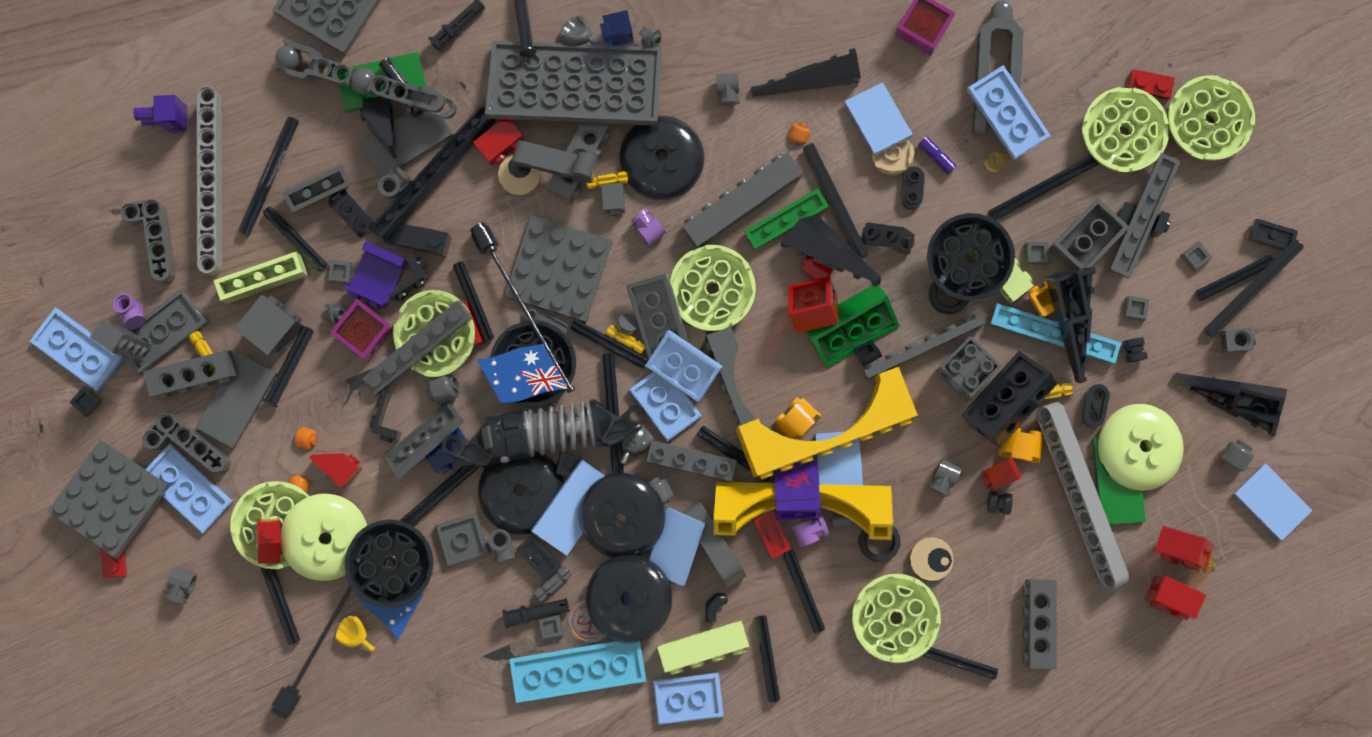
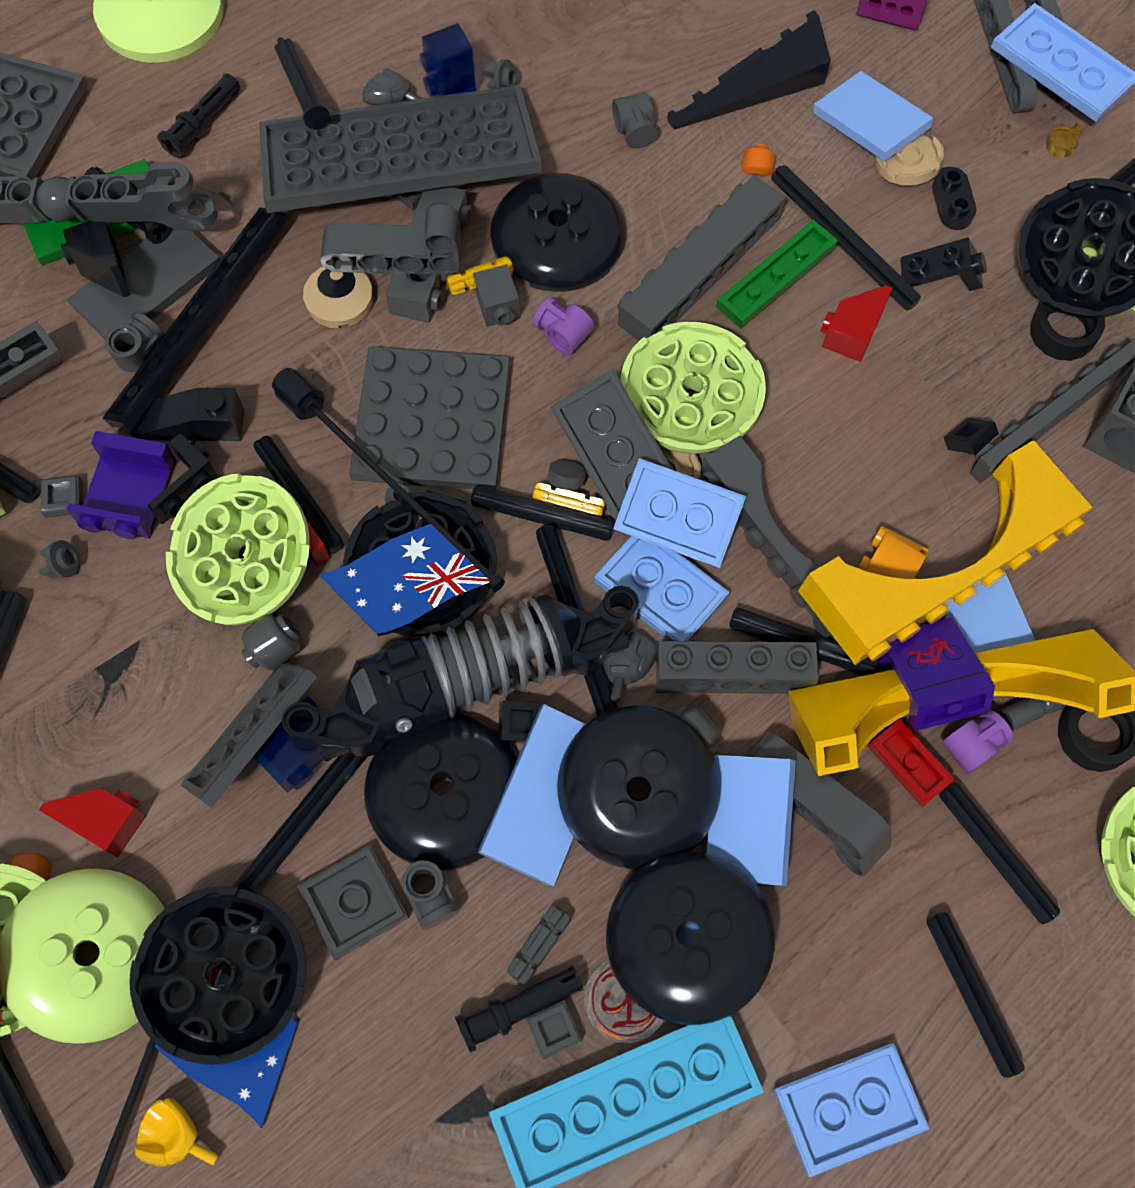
camera: 20 degrees left, 15 degrees down
(305, 438) = (32, 784): orange piece -> none
(350, 212) = (67, 399): black bracket -> none
(362, 330) = (110, 572): piece -> none
(376, 421) = (178, 739): black bracket -> none
(417, 347) = (210, 578): dark grey plate -> none
(498, 141) = (292, 252): red brick -> none
(538, 557) = (502, 901): black plate -> none
(703, 646) = (851, 998): yellowish green brick -> none
(713, 604) = (844, 915): black arm -> none
(813, 304) = (867, 372): red piece -> none
(819, 240) = (851, 283): black wedge -> none
(860, 319) = (930, 399): green slope -> none
(939, 157) = (979, 149): dark purple piece -> none

